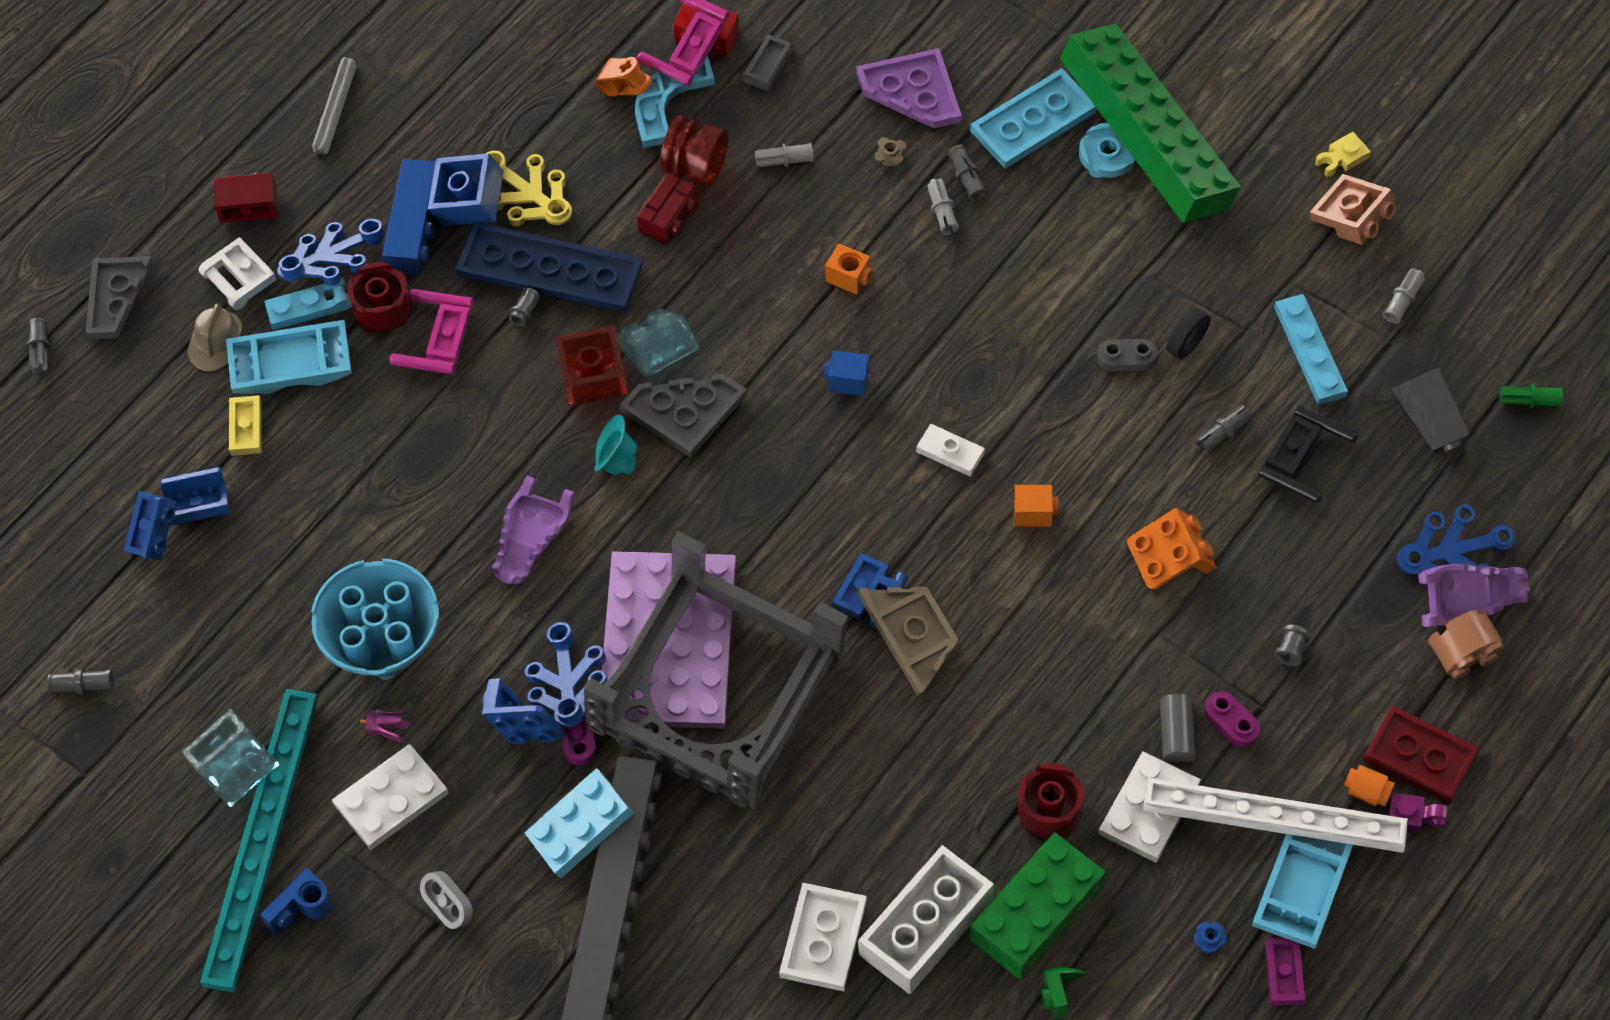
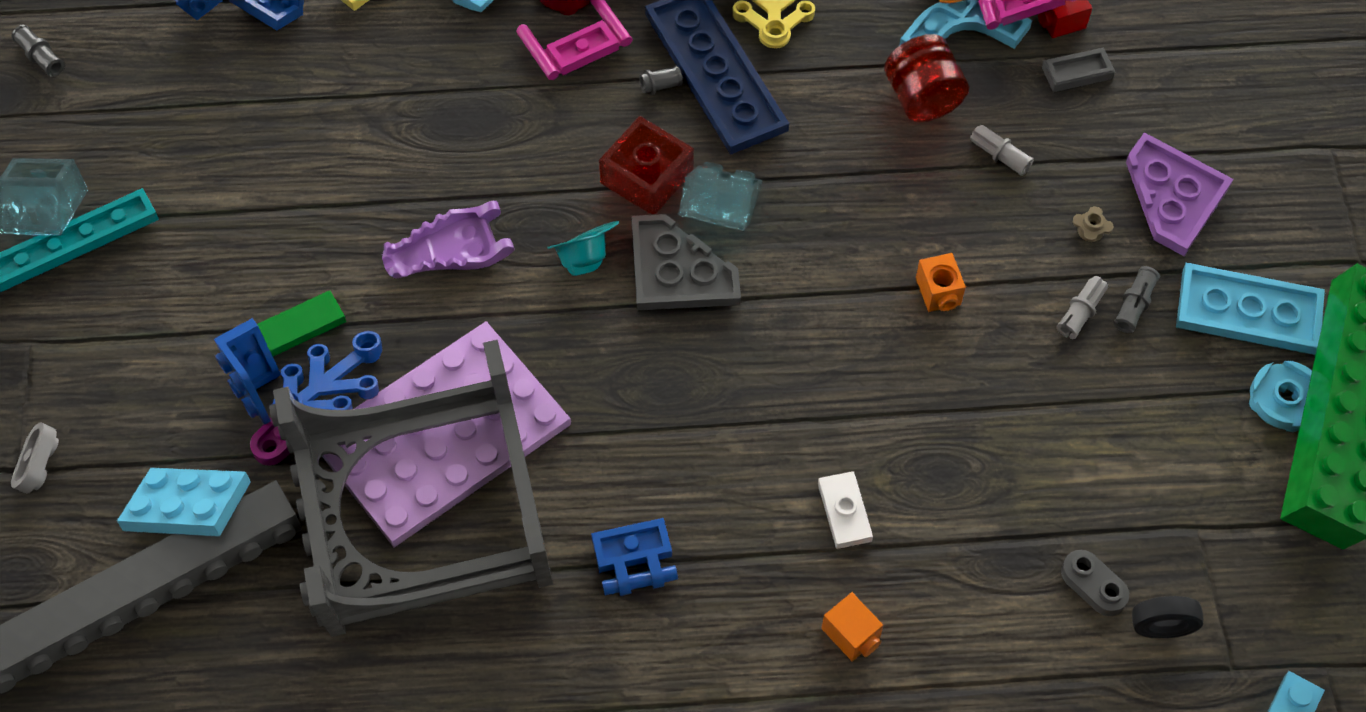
camera: 45 degrees right, 0 degrees up
(375, 617) = (232, 191): medium azure cone -> none
(380, 719) = (169, 277): flat silver piece -> none
(390, 796) = (107, 341): white plate -> none
(497, 663) = (301, 323): none -> green tile
(667, 209) = (856, 105): dark red brick -> none
(847, 373) = (834, 363): blue brick -> none
(912, 630) = (622, 625): dark tan wing -> none

